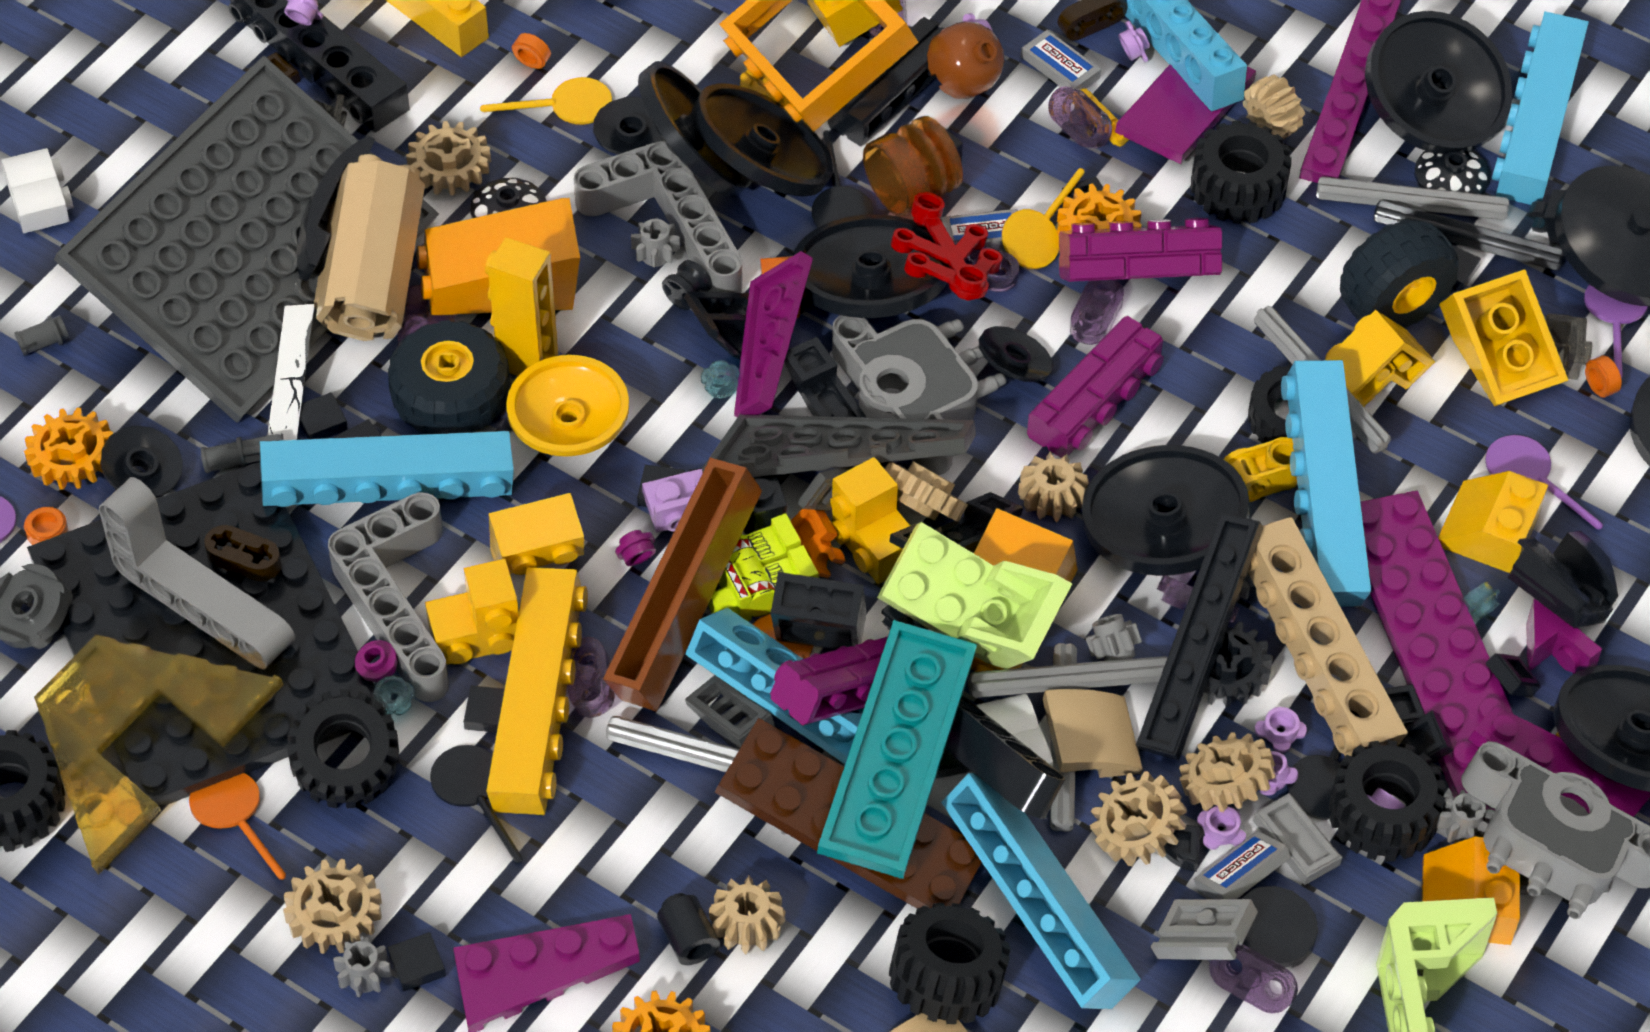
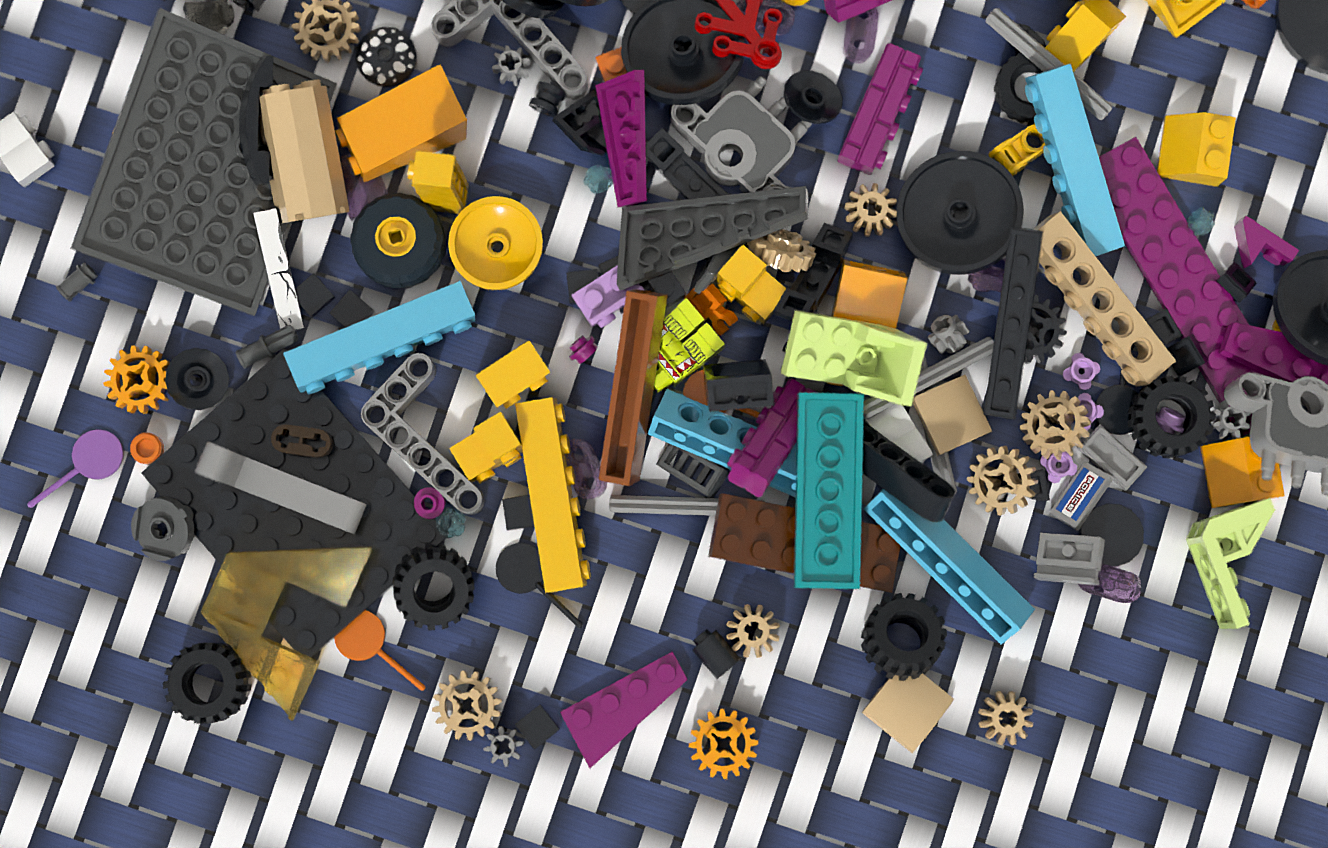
camera: 10 degrees left, 30 degrees up
(1531, 460) = (1204, 85): medium lavender piece -> none
(1571, 582) = (1264, 192): black piece -> none

